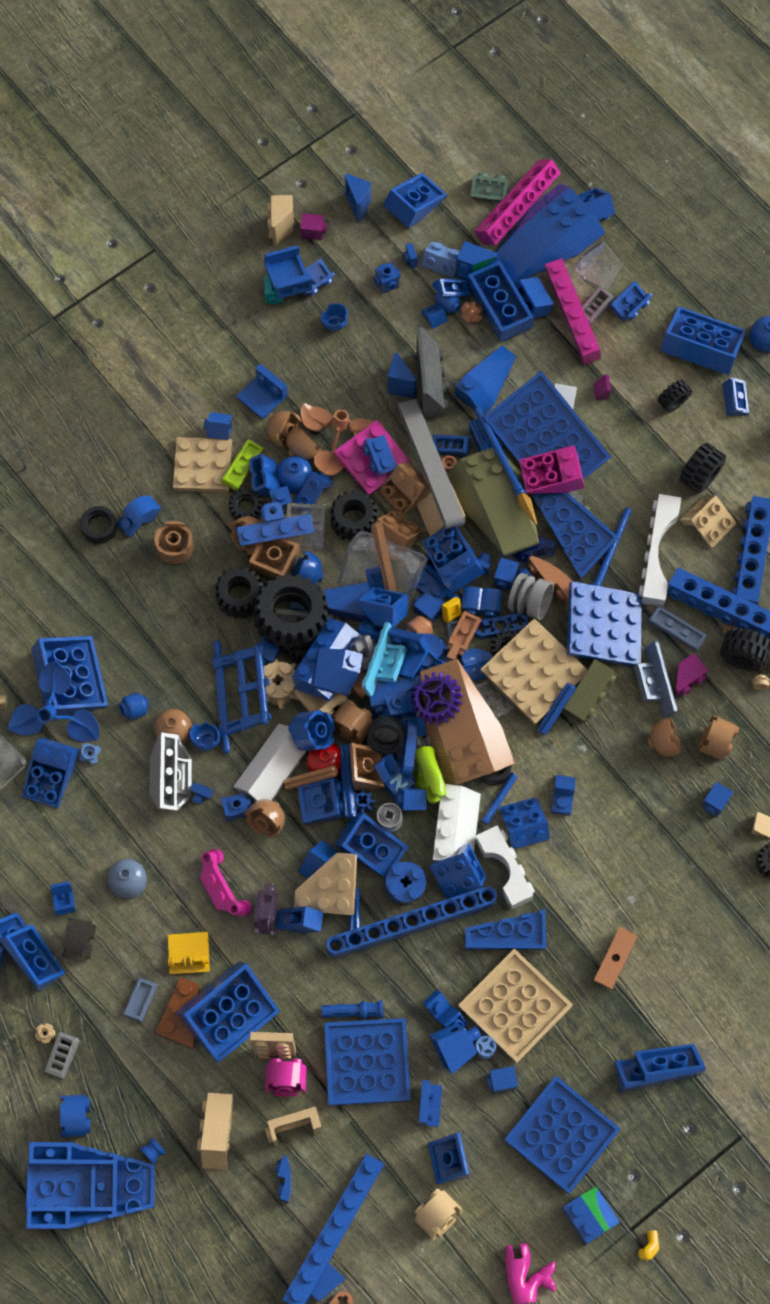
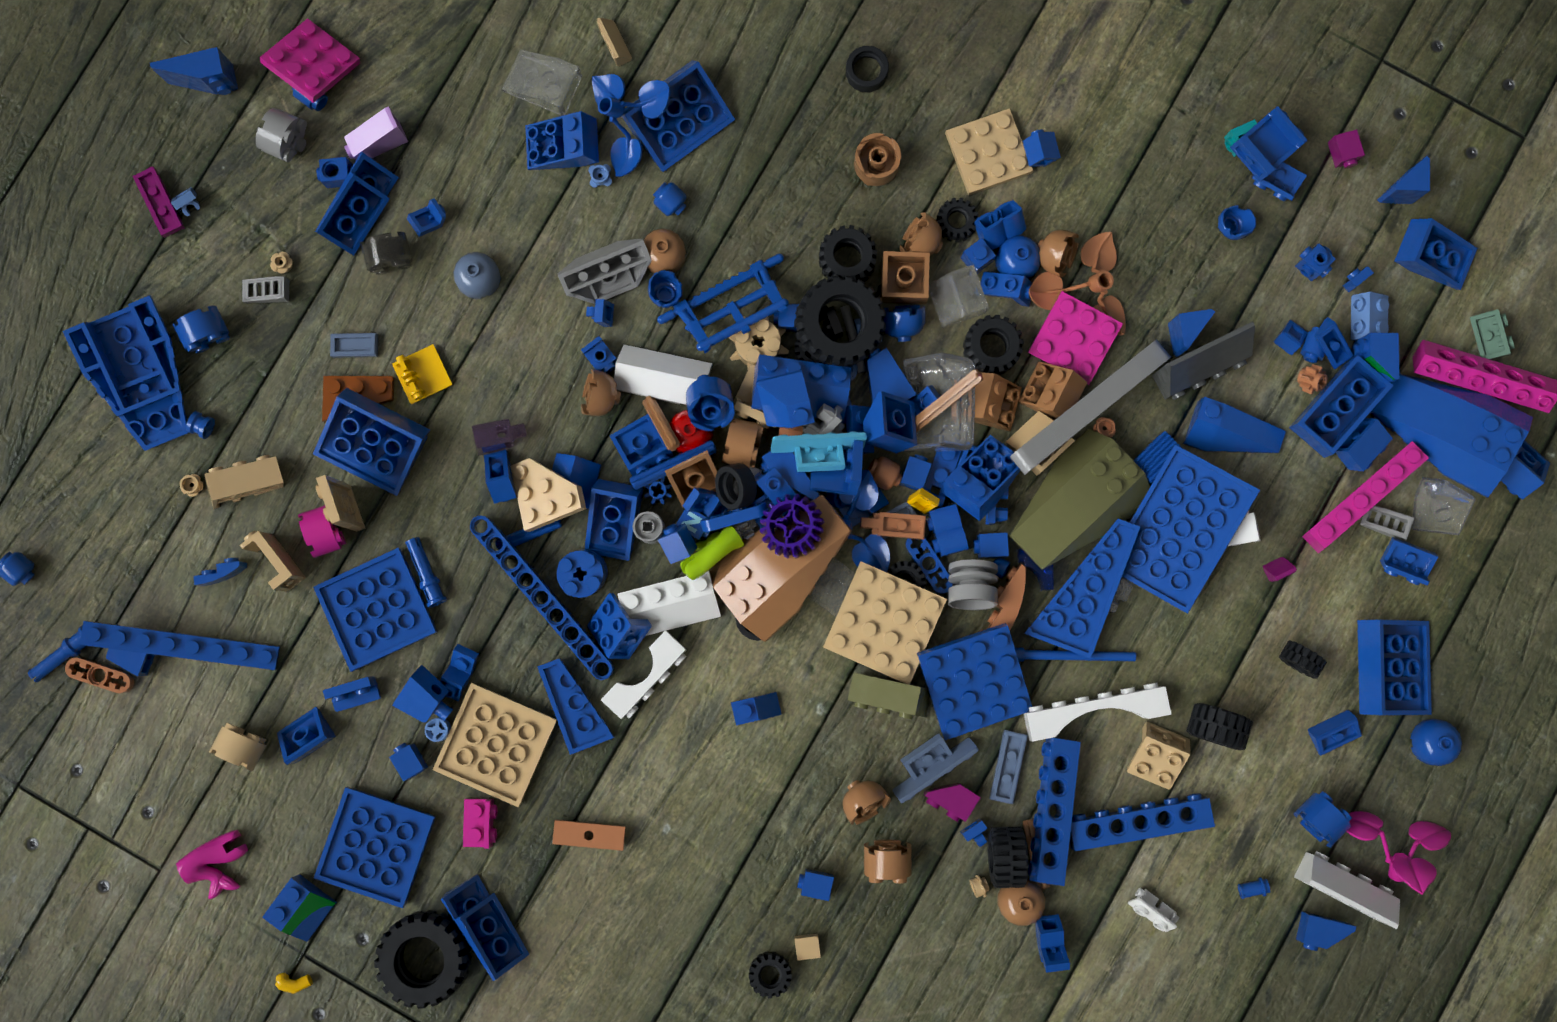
camera: 70 degrees right, 15 degrees up
(137, 512) = (897, 105): blue brick -> none
(199, 1173) = (185, 484): none -> tan plate
(217, 886) = (503, 374): dark pink plate -> none
(240, 467) = (996, 194): lime tile -> none
(263, 392) = (1104, 181): blue bracket -> none
(274, 526) = (934, 261): blue plate -> none
(280, 217) = (1340, 107): tan slope -> none
(280, 425) = (1069, 217): medium nougat cylinder -> none
(379, 455) = (1077, 344): blue bracket -> none
(458, 452) = (1134, 440): blue slope -> none
(499, 798) = (723, 639): blue bar -> none
(523, 500) = (1084, 532): blue piece -> none
(525, 823) = (705, 677): blue bracket -> none
(552, 472) = (1136, 552): dark pink slope -> none
(556, 708) = (850, 664): blue axle -> none
(574, 1042) = (478, 823): none -> dark pink bracket
(683, 1101) = (398, 978): none -> black tyre
(719, 669) = (974, 831): none -> blue tile

